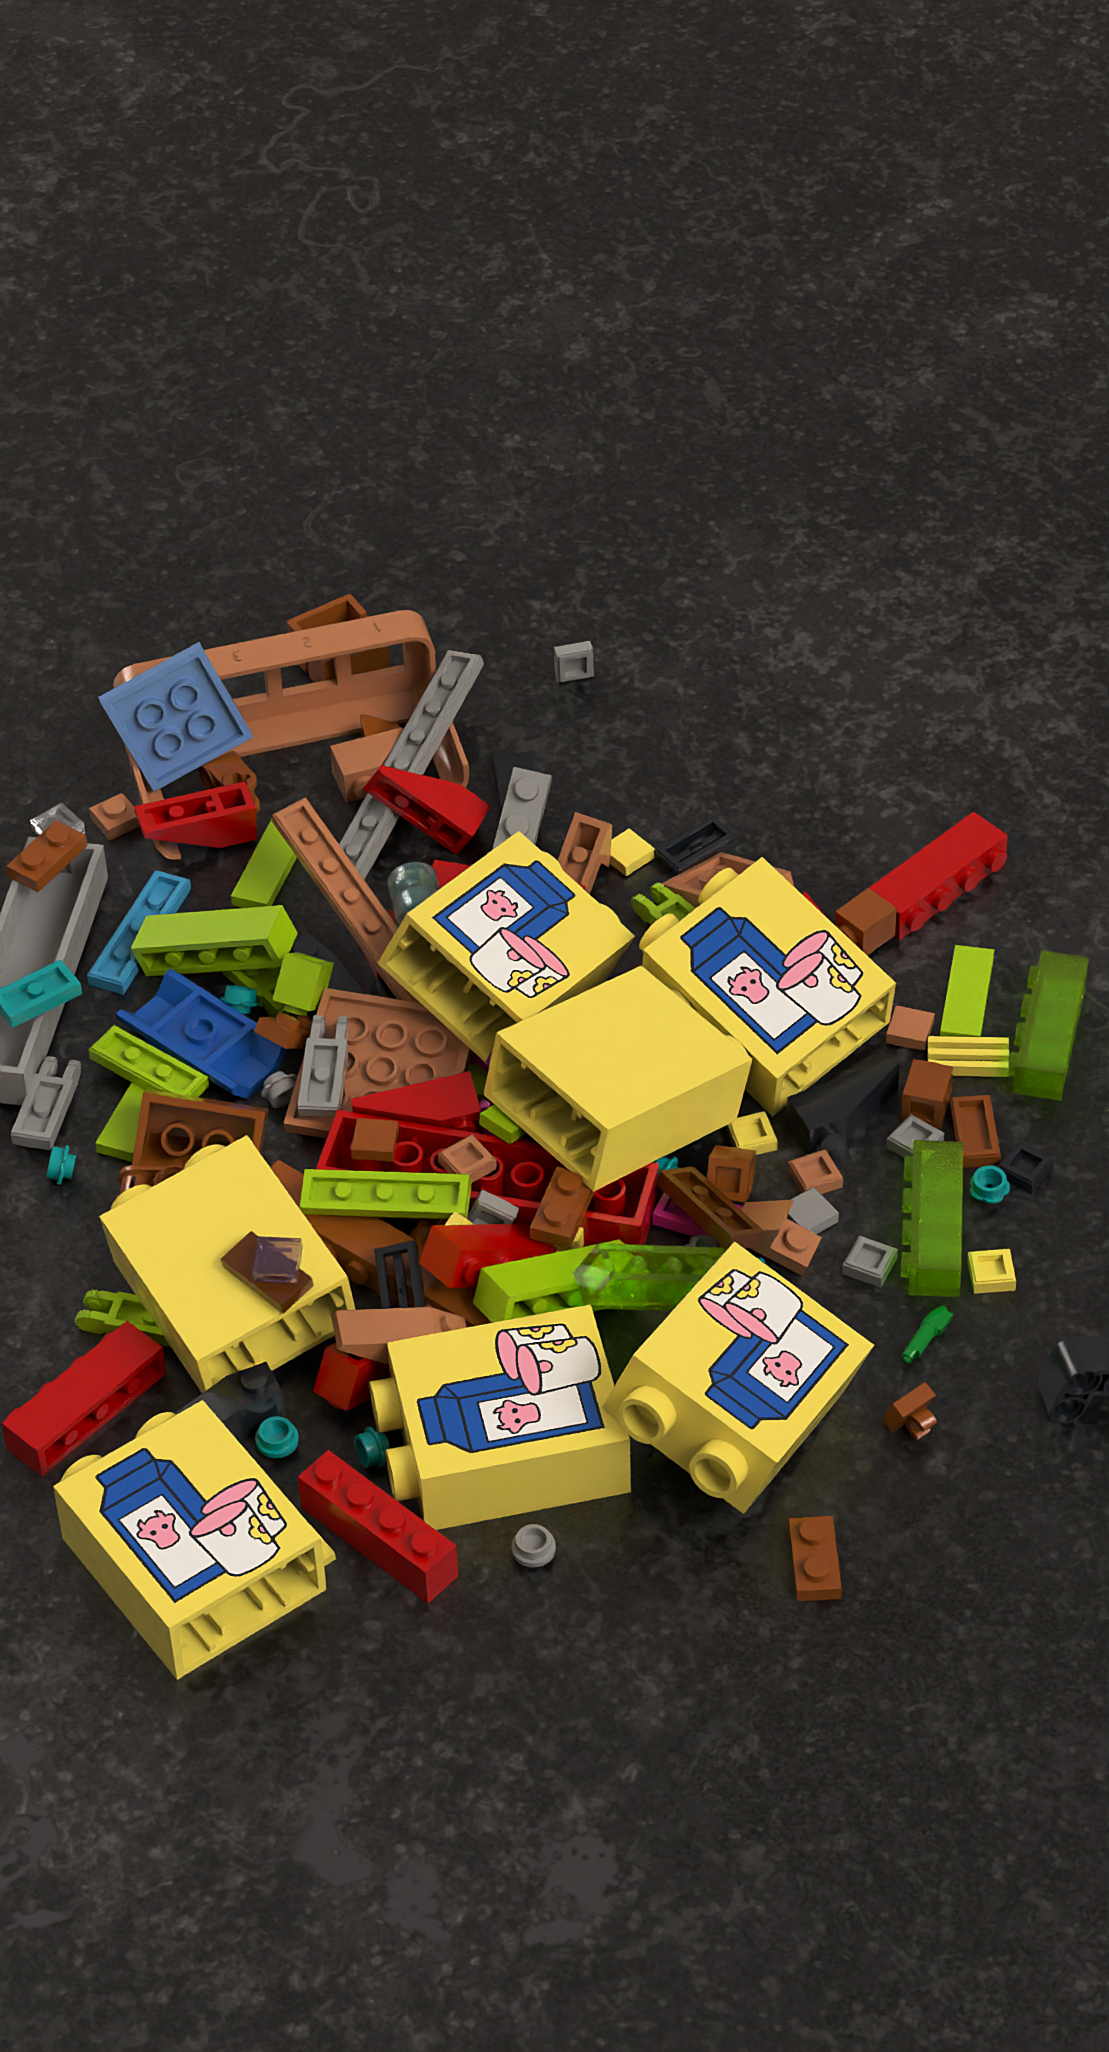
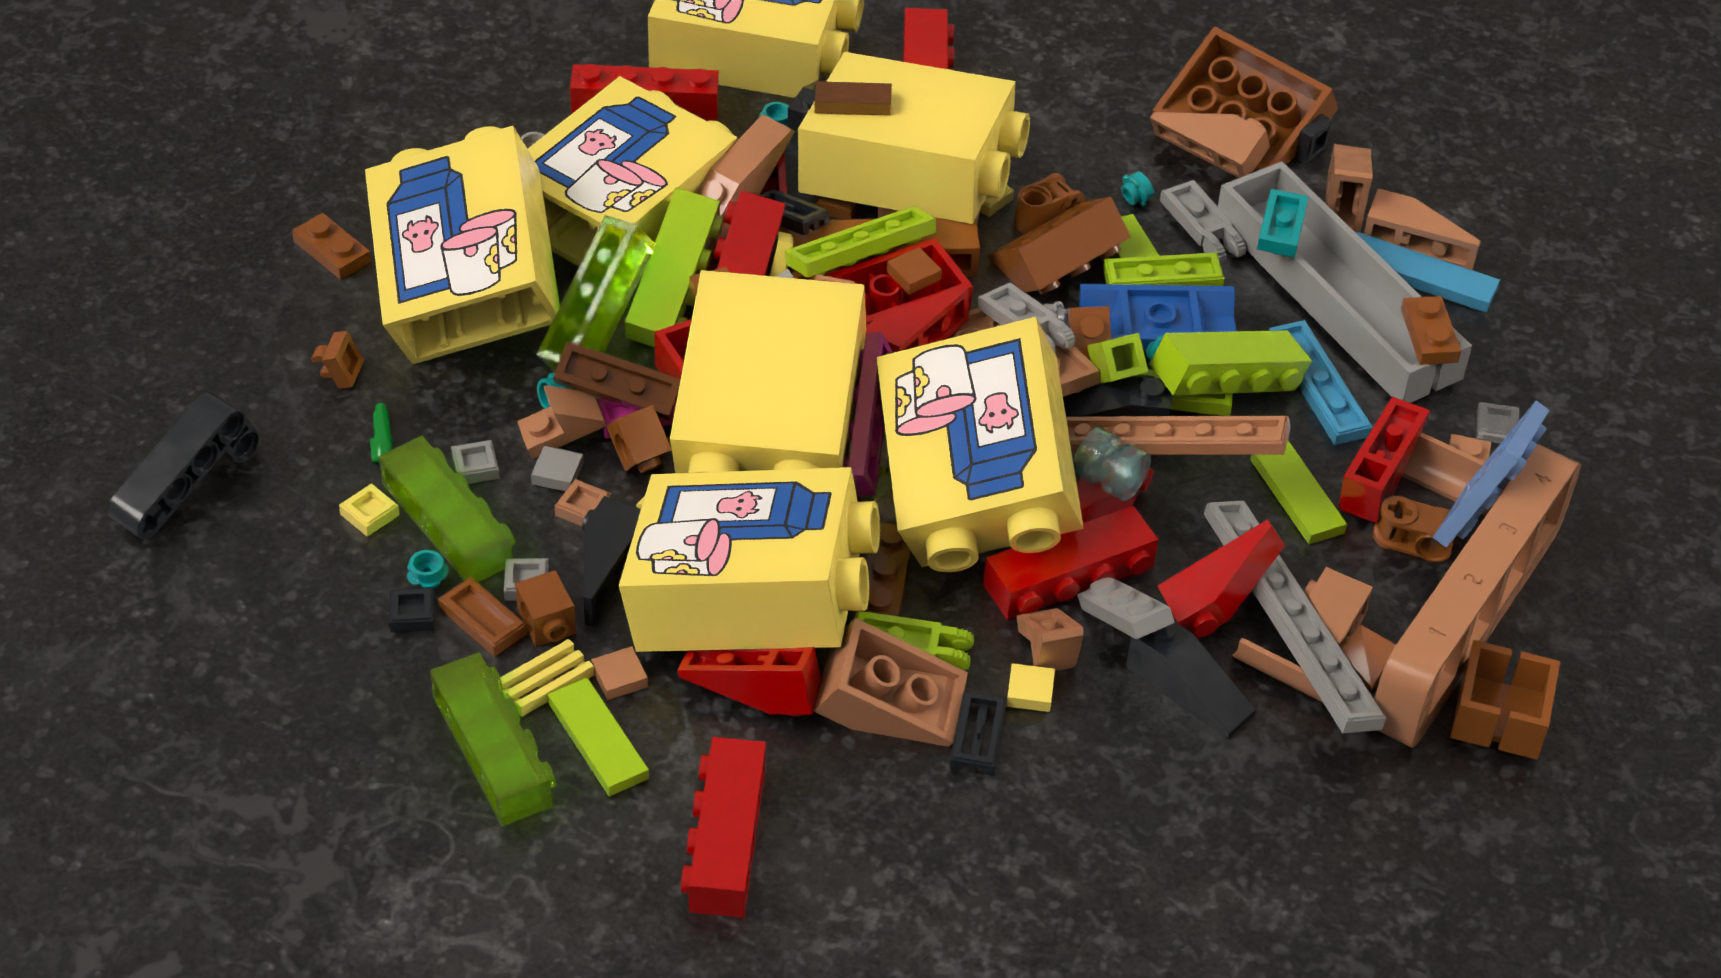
camera: 135 degrees right, 0 degrees up
(277, 1259) = (846, 89): tile -> none
(573, 661) = (1296, 841): light grey tile -> none
(867, 920) = (742, 714): dark orange brick -> none

